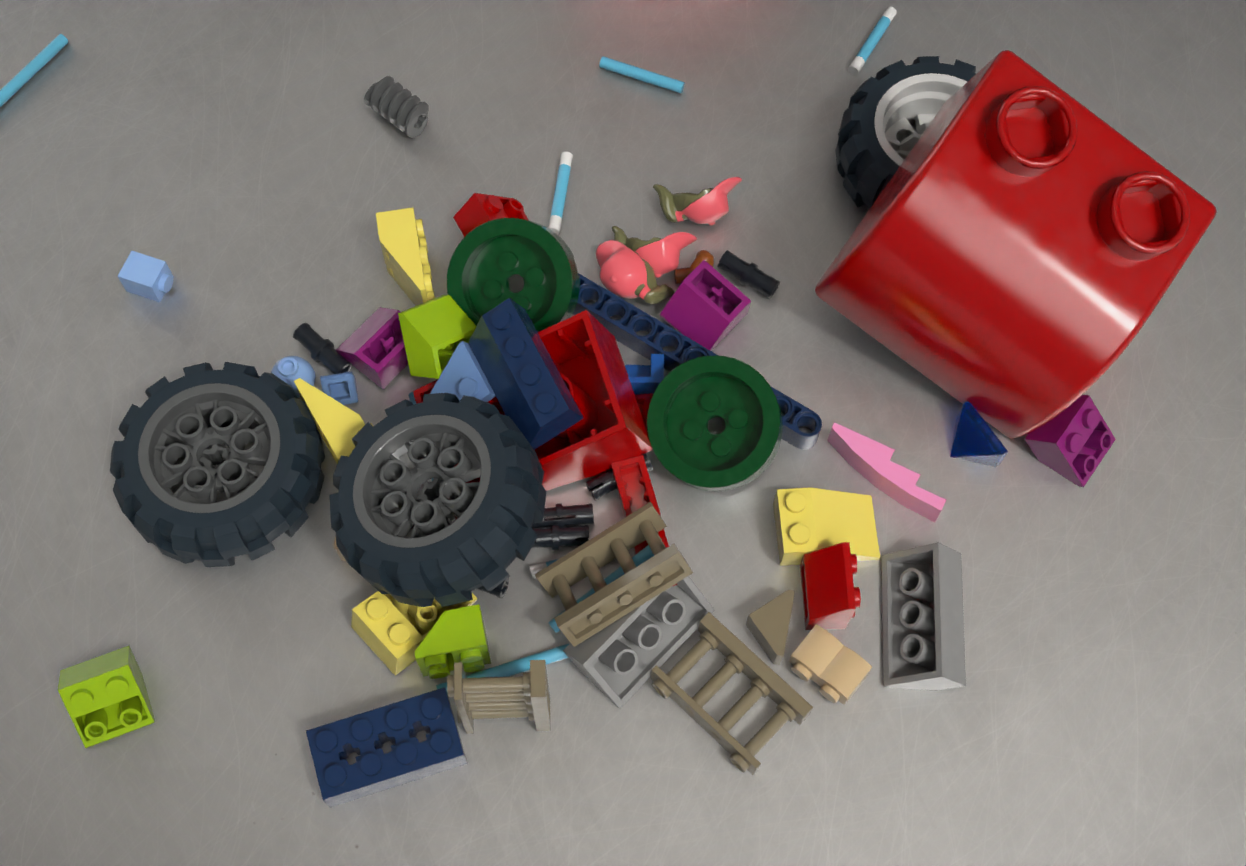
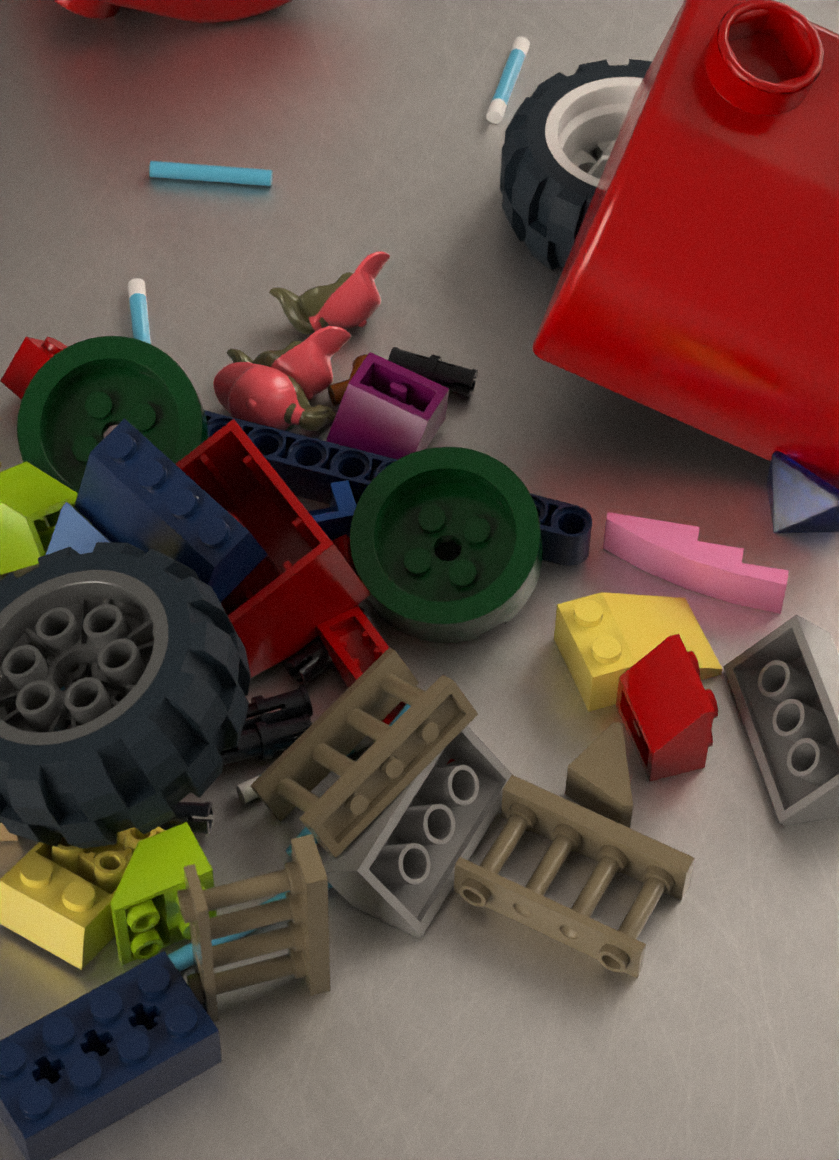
camera: 15 degrees left, 15 degrees down
(829, 665) = (699, 808): tan brick -> none

